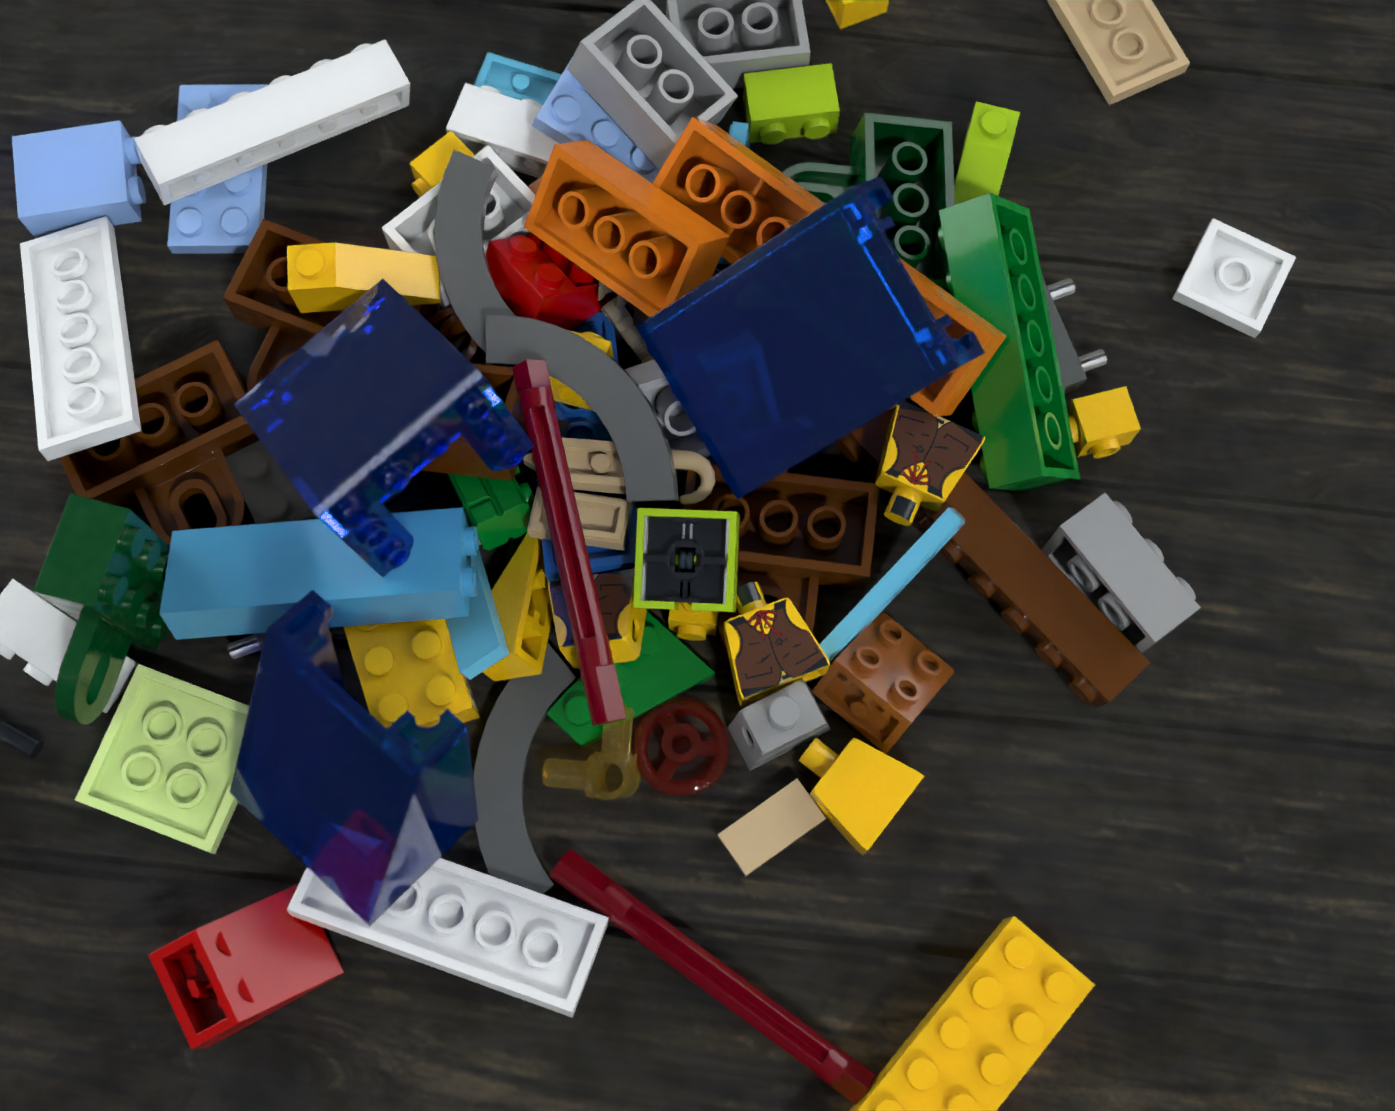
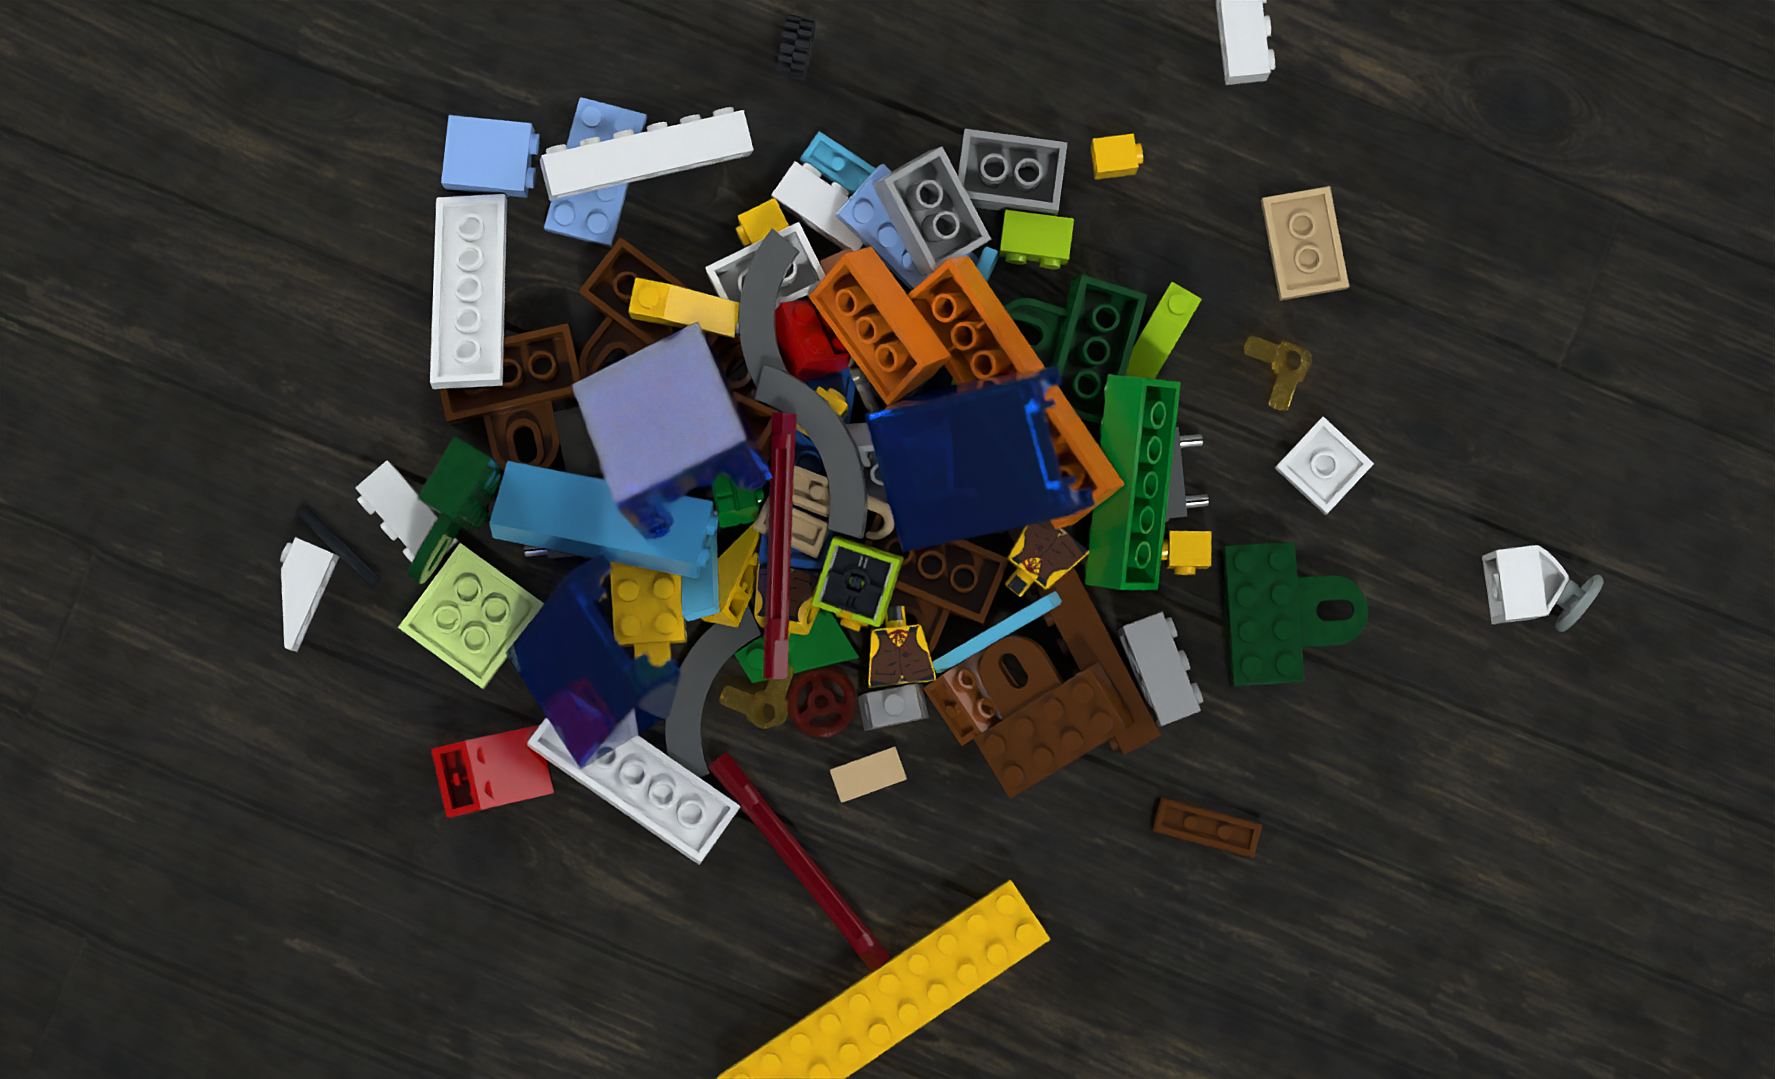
camera: 10 degrees right, 10 degrees up
(859, 788) = (934, 765): yellow torso -> none
(994, 680) = (1047, 718): none -> reddish brown brick
(1151, 184) = (1276, 355): none -> clear yellow axle
(1239, 469) = (1275, 615): none -> dark green brick
(1244, 774) = (1207, 827): none -> reddish brown tile

